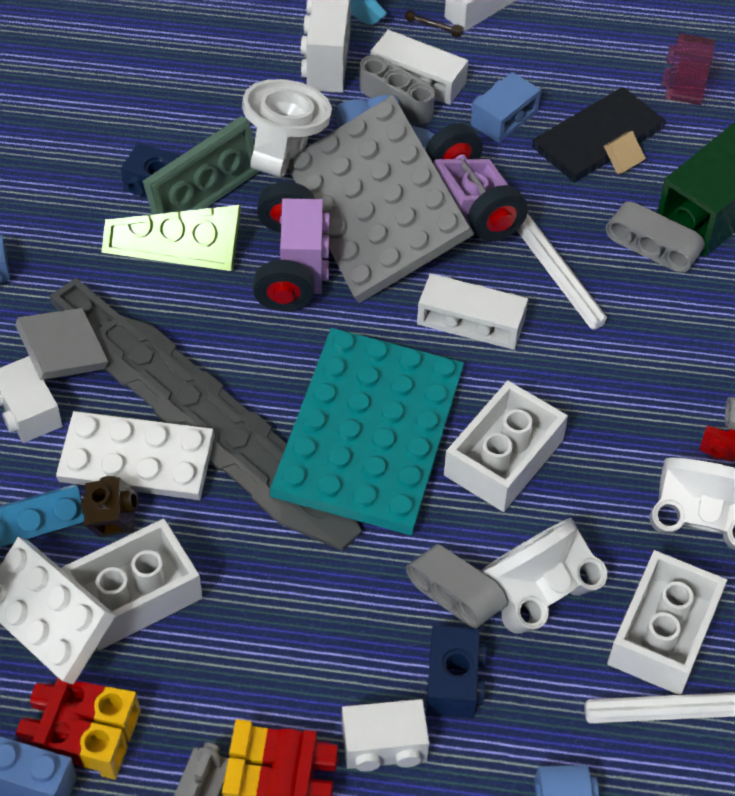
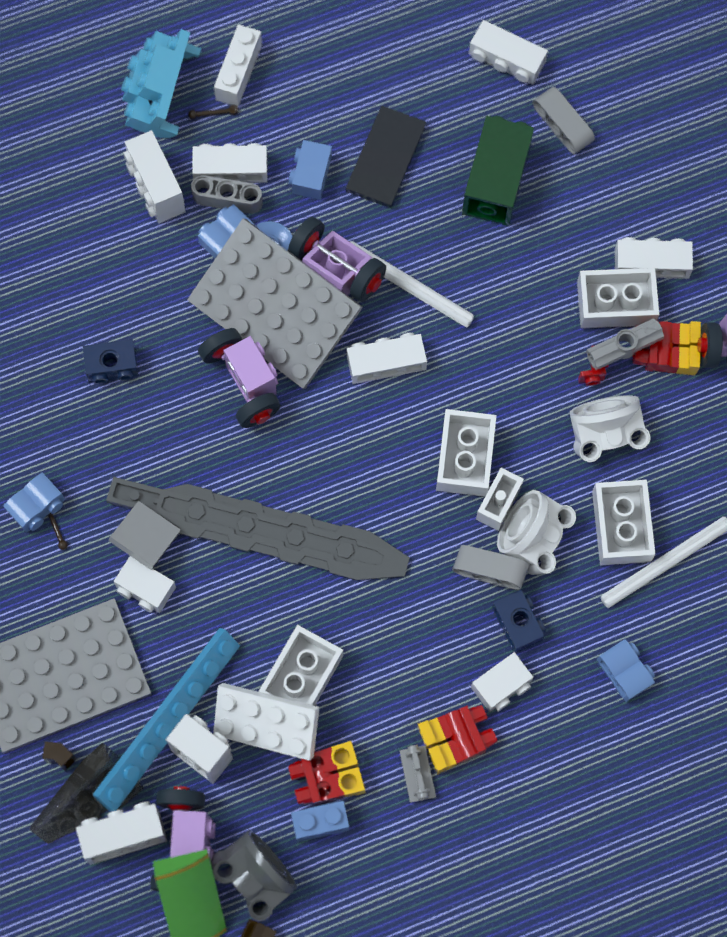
camera: 30 degrees left, 20 degrees up
(109, 507) = (245, 636): dark brown brick -> none
(143, 453) = (241, 584): white plate -> none
(184, 237) = (160, 407): wing -> none
(204, 171) = (146, 350): sand green tile -> none
(284, 119) = (178, 274): white piece -> none
(368, 431) = (373, 484): teal plate -> none
(516, 515) = (499, 499): none -> white brick
(624, 152) = (414, 167): tan tile -> none
(655, 237) = (471, 231): light grey beam -> none
(689, 68) = (423, 71): clear pink brick -> none

